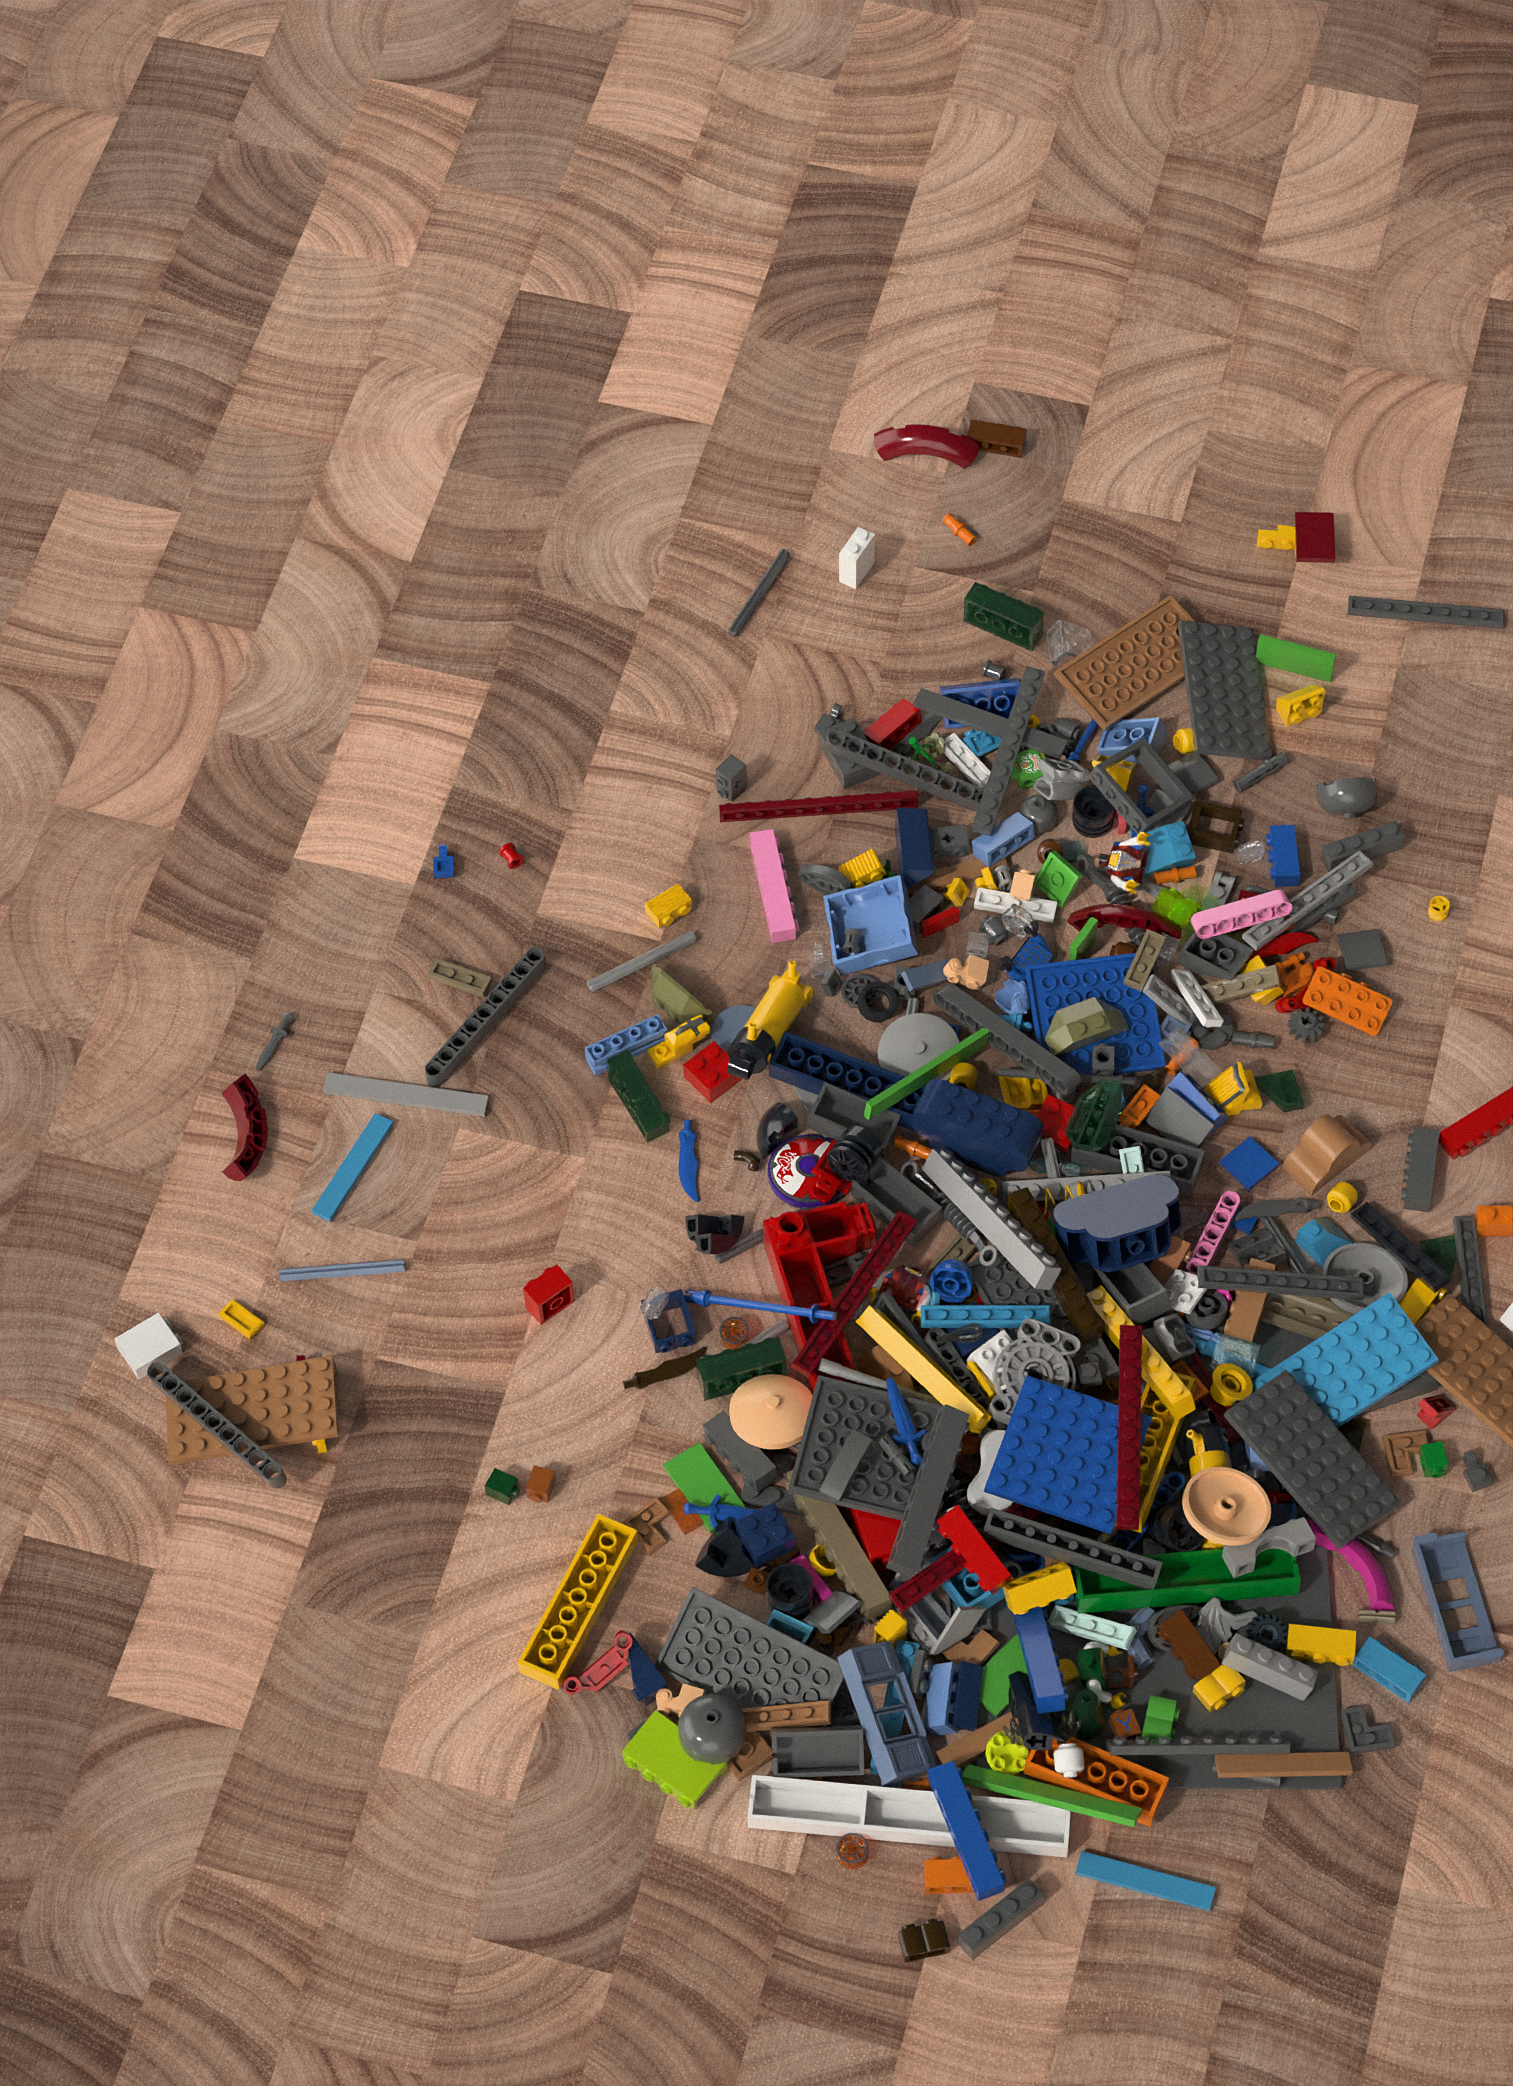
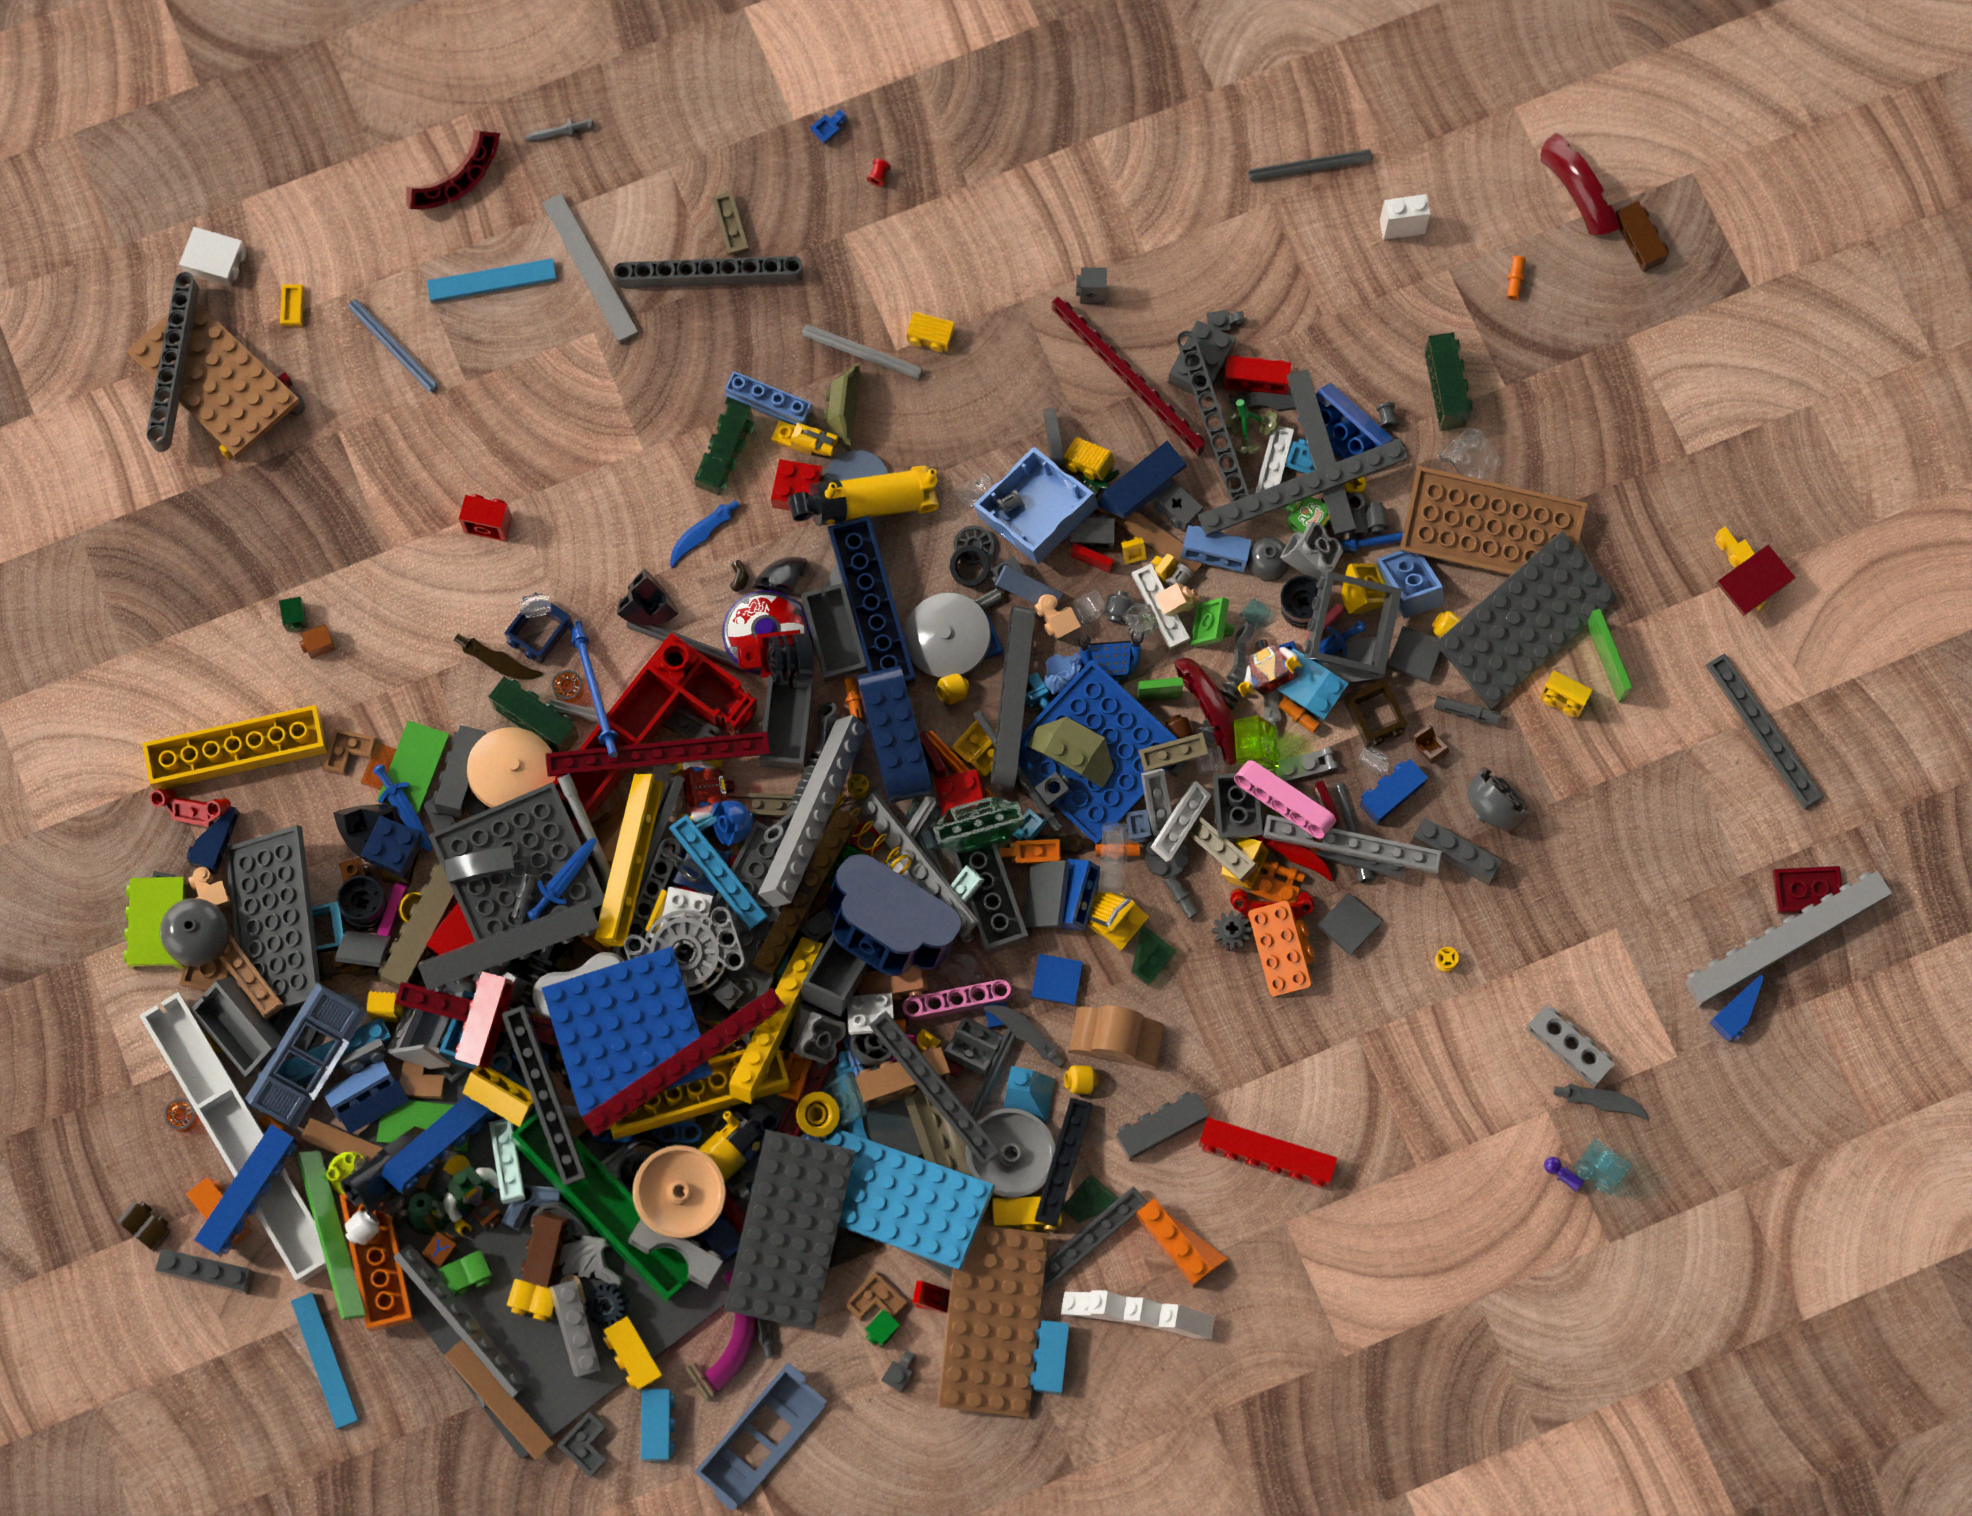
camera: 50 degrees right, 15 degrees up
(772, 886) = (1018, 398): bright pink brick -> none
(831, 982) = (960, 515): dark grey tile -> none
(926, 1073) = (918, 657): bright green tile -> none
(1051, 845) = (1237, 594): reddish brown head -> none
(1268, 811) = (1429, 744): none -> reddish brown bracket

